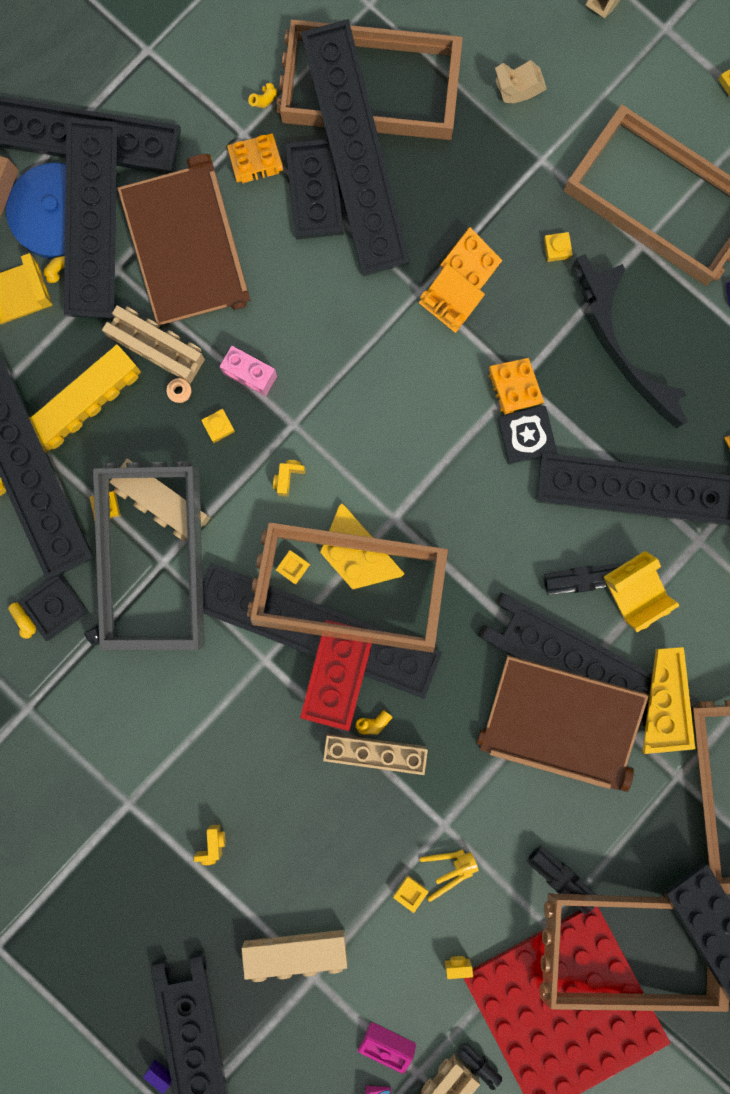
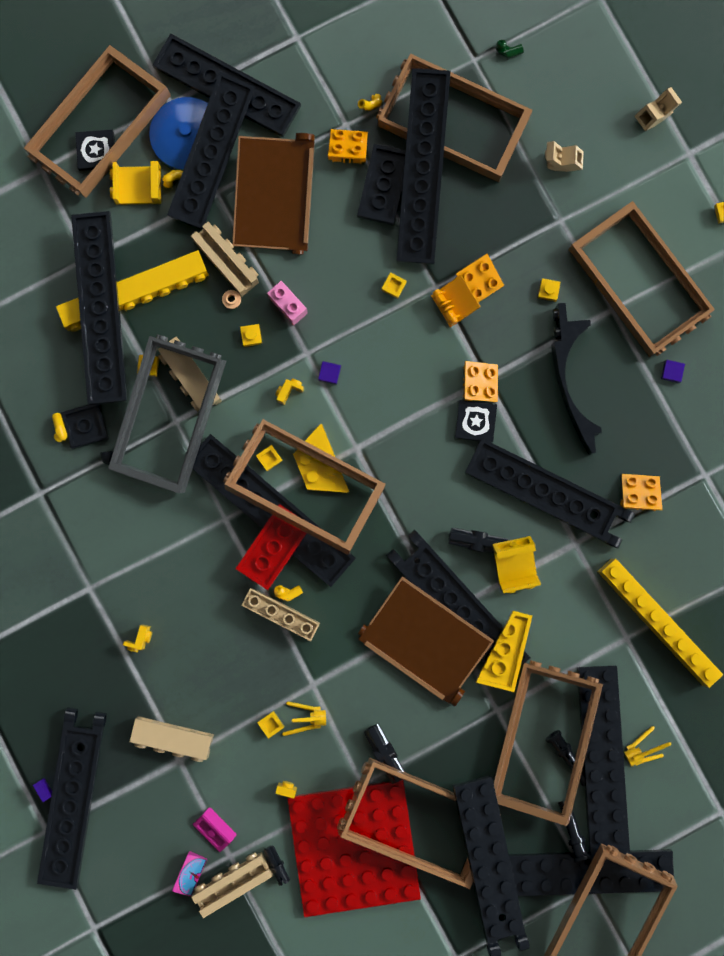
camera: 15 degrees right, 0 degrees up
(329, 438) = (329, 372): none -> dark purple tile
(370, 305) = (394, 285): none -> yellow plate

